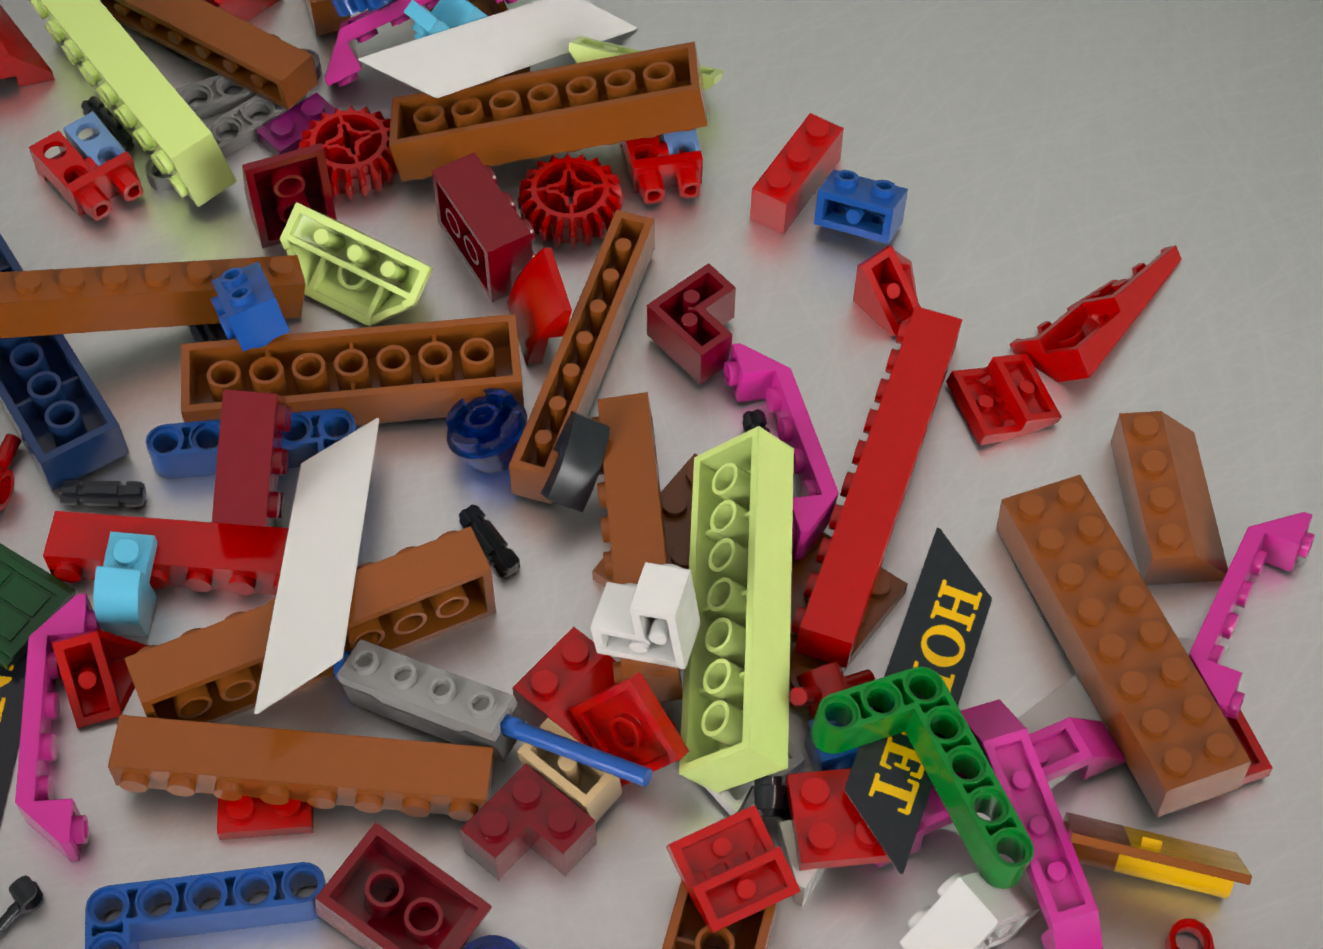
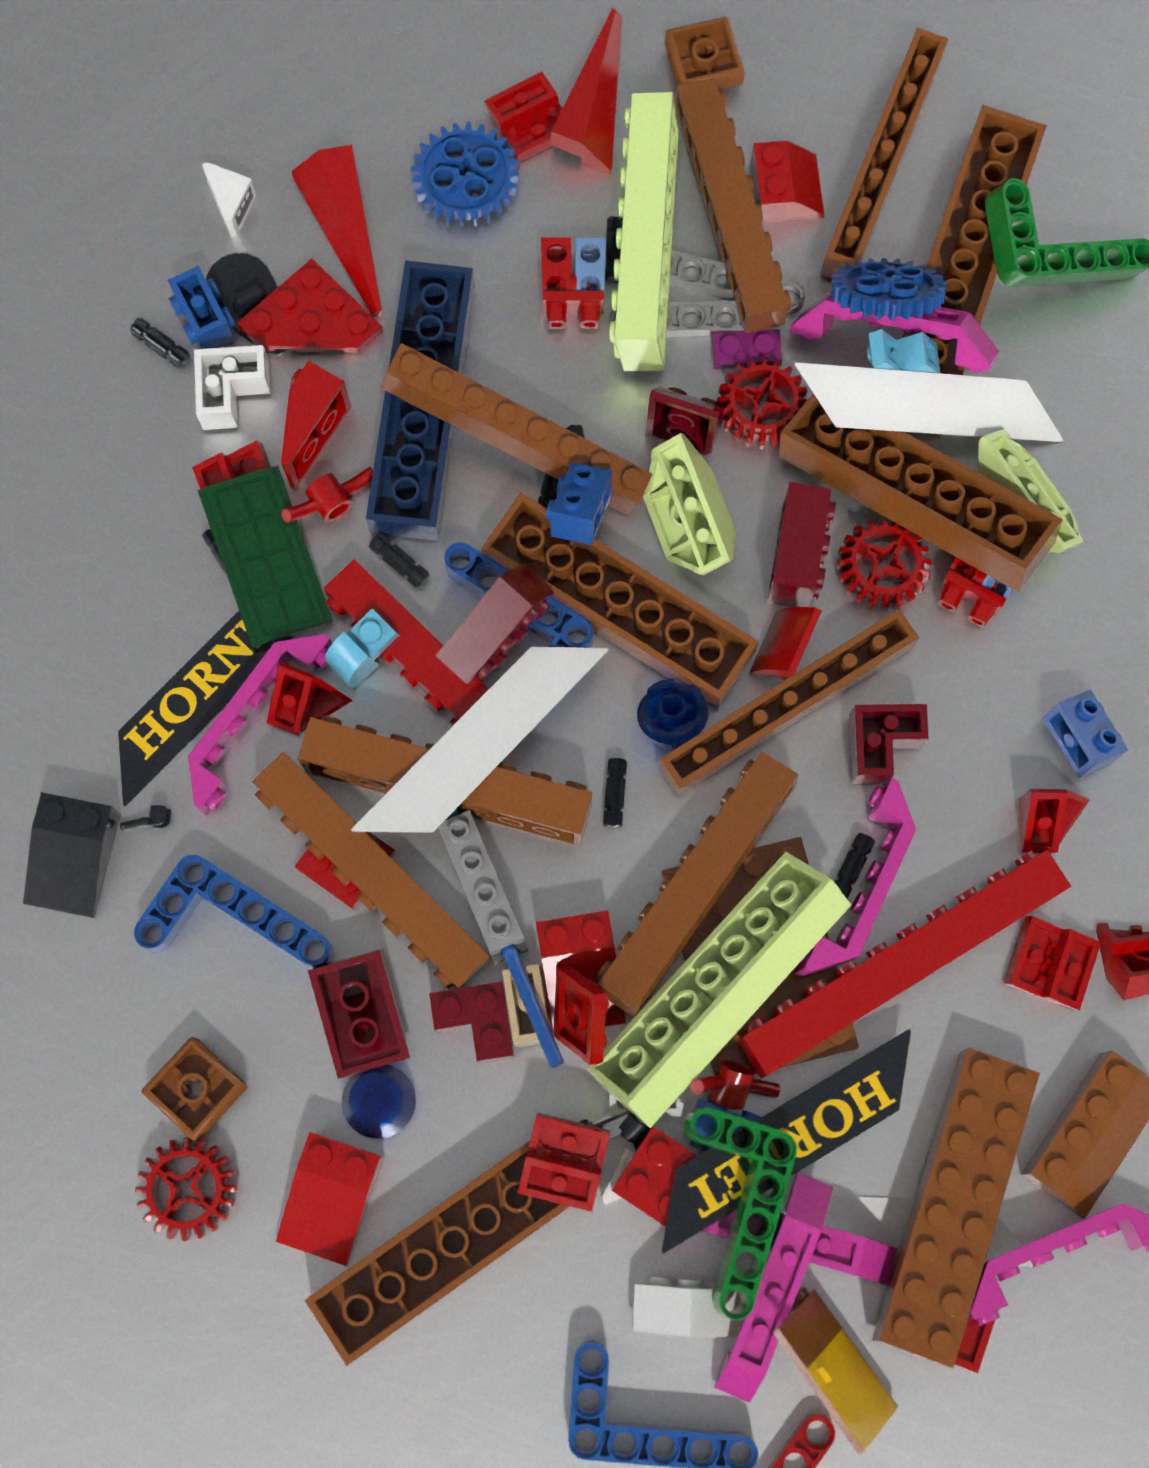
camera: 40 degrees right, 20 degrees up
(579, 461) = (710, 791): black slope -> none
(649, 619) = (642, 960): white brick -> none
(796, 173) = (1065, 667): red brick -> none

